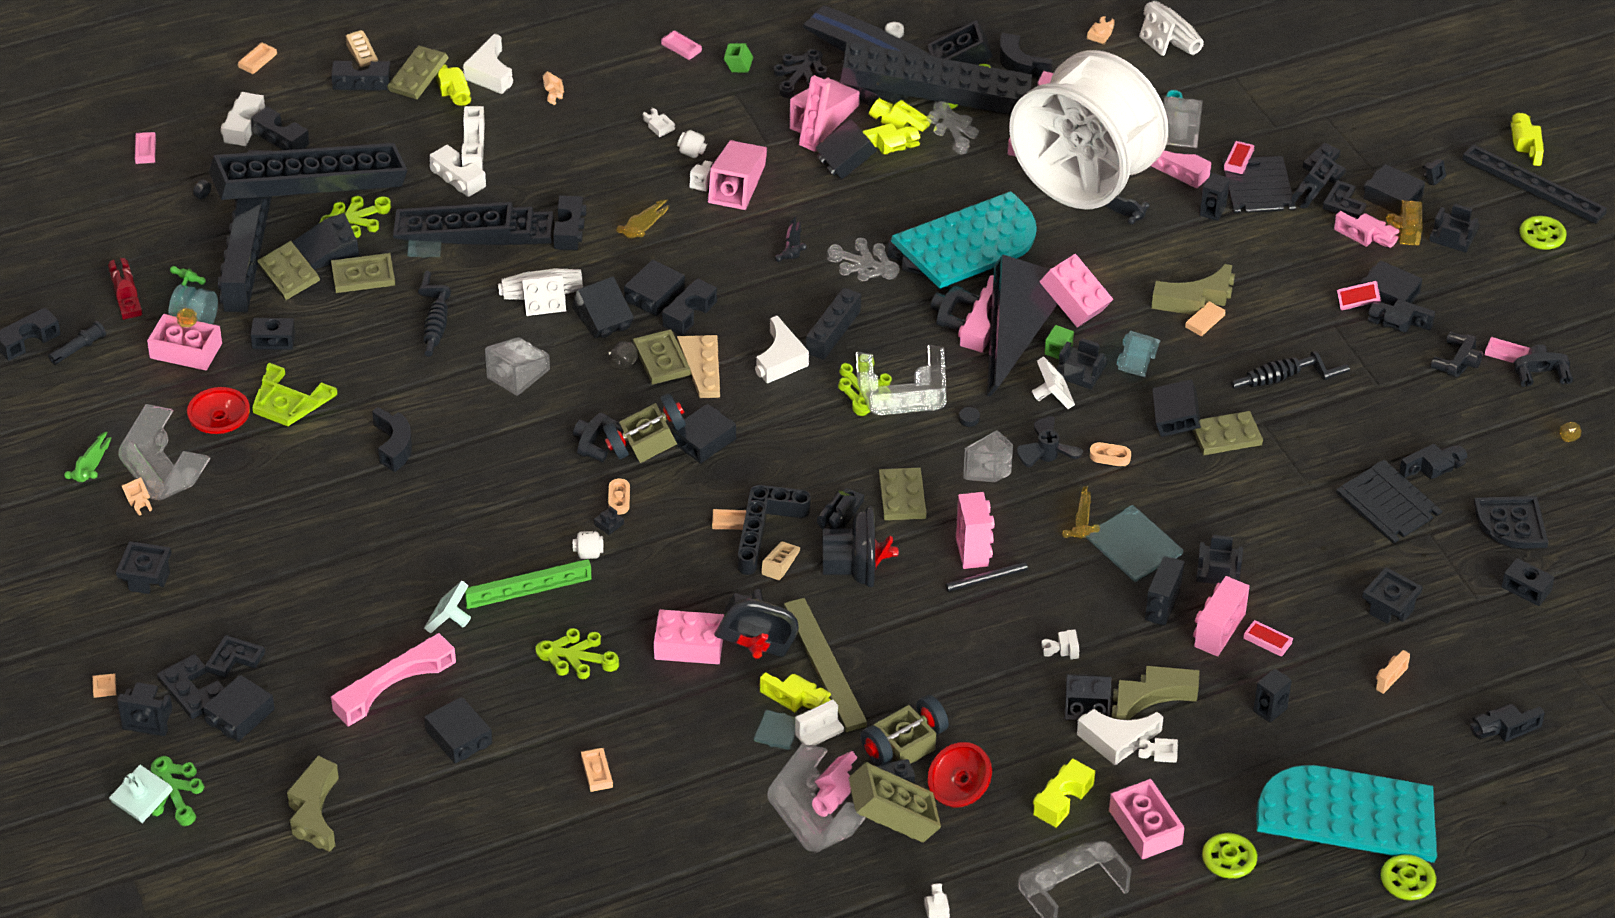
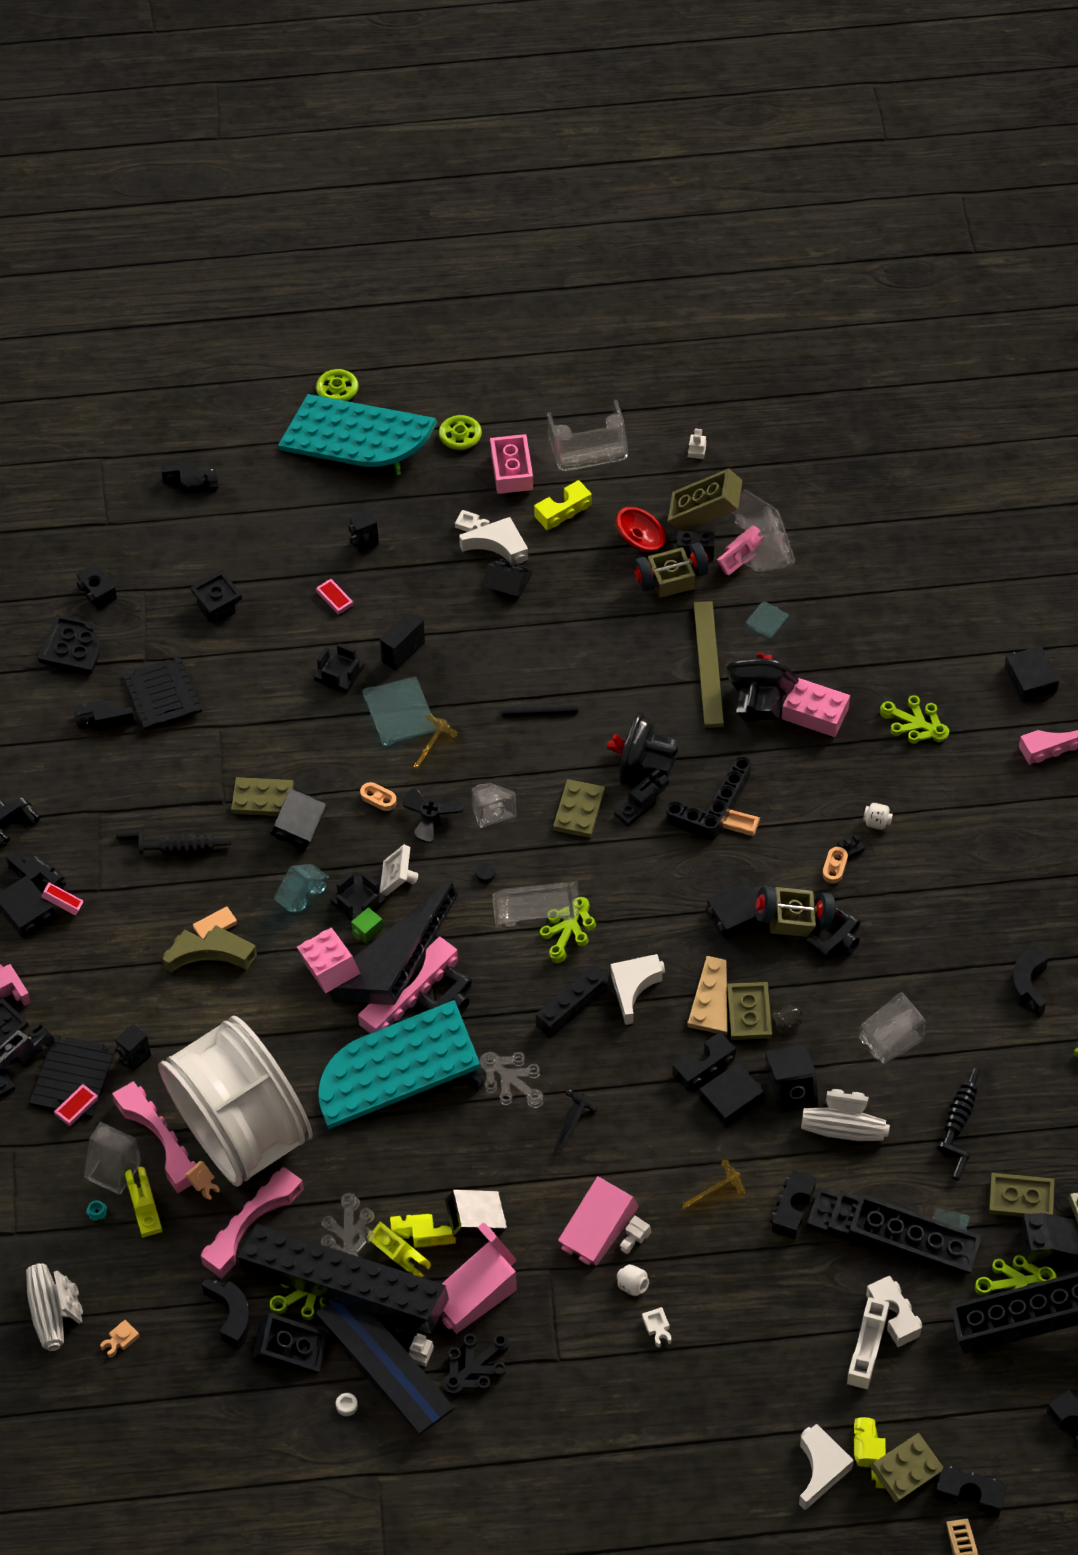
camera: 160 degrees left, 10 degrees up
(448, 608) = (1018, 778): light aqua tile -> none
(527, 584) = (940, 794): bright green plate -> none
(553, 86) = (757, 1413): light nougat plate -> none
(596, 769) = (925, 614): light nougat plate -> none
(681, 45) = (593, 1448): bright pink tile -> none
(738, 57) = (540, 1389): bright green brick -> none
(778, 562) = (710, 760): tan slope -> none
(793, 692) = (742, 637): neon yellow plate -> none
(818, 724) = (735, 604): white bracket -> none
(974, 530) = (539, 724): bright pink brick -> none
(1066, 644) = (502, 627): white piece -> none
(1156, 686) = (449, 571): olive arch -> none
(1221, 615) = (367, 607): bright pink brick -> none
(1393, 671) = (253, 538): light nougat plate -> none

